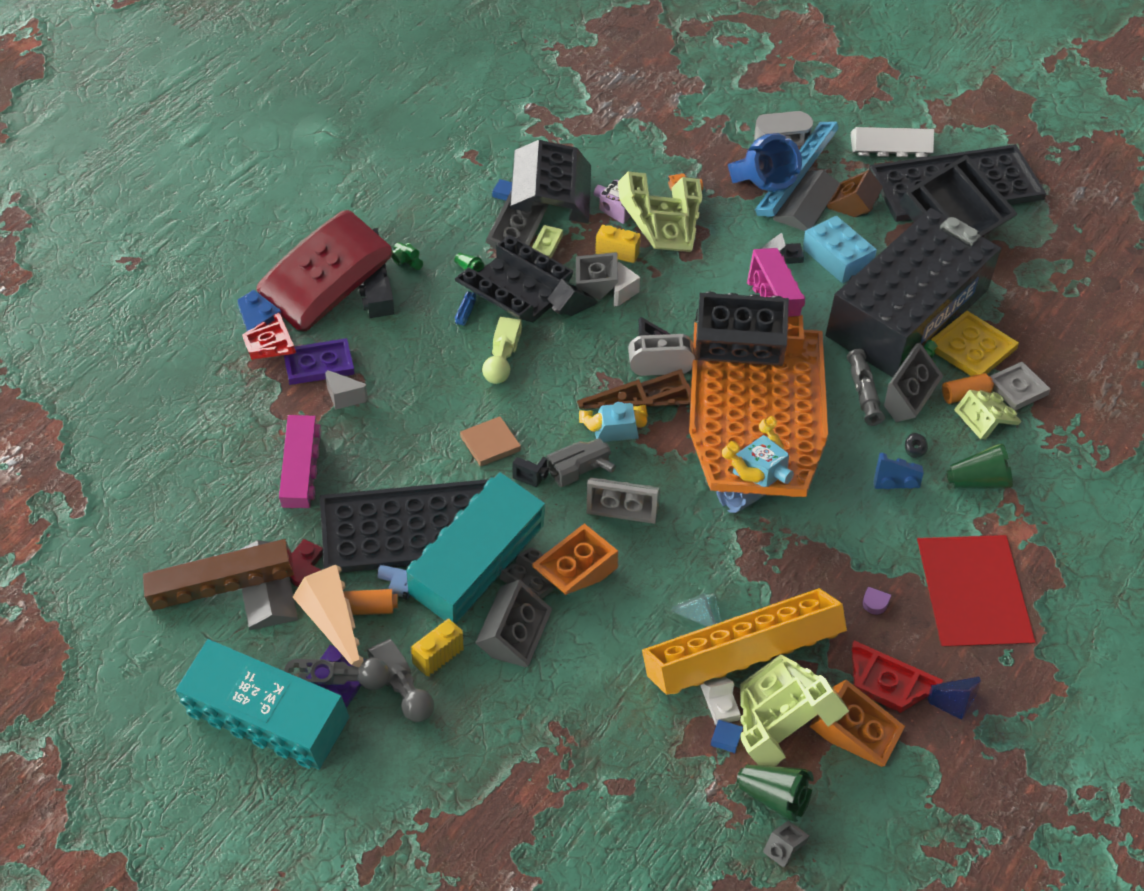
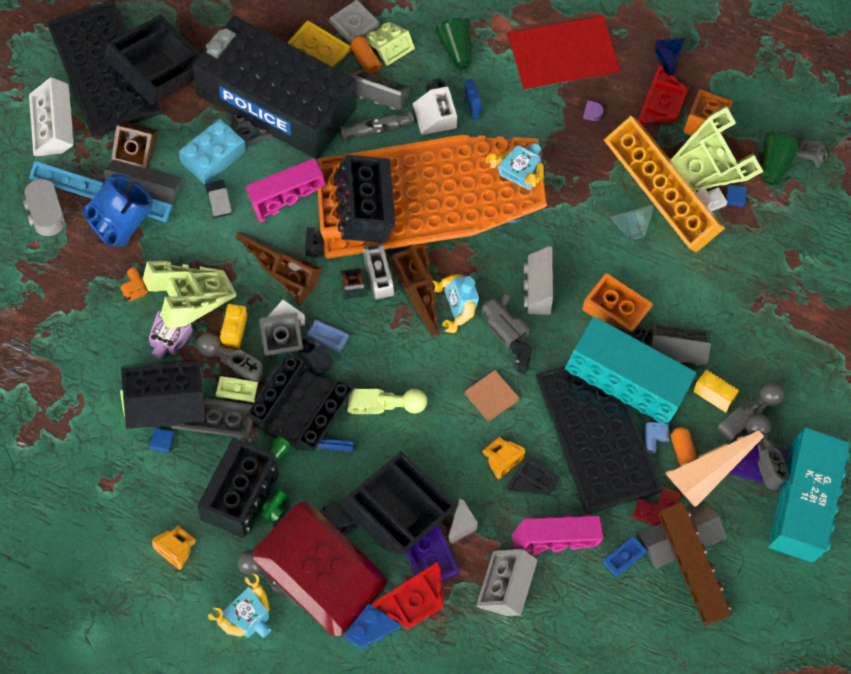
camera: 100 degrees left, 15 degrees up
(256, 417) = (507, 582): none -> light grey slope
(256, 522) = (624, 556): none -> blue plate
(299, 218) = (246, 613): none -> torso
(371, 330) = (398, 505): none -> black slope
(377, 458) = (533, 479): none -> black wing
(387, 185) = (172, 548): none -> light orange piece
(408, 438) = (505, 458): none -> light orange piece
(431, 223) = (238, 488): none -> black brick
(577, 242) = (249, 368): none -> dark grey beam
(596, 319) = (327, 335): none -> medium blue tile
(677, 299) = (292, 272): none -> reddish brown wedge
(880, 438) = (435, 111): none -> white slope

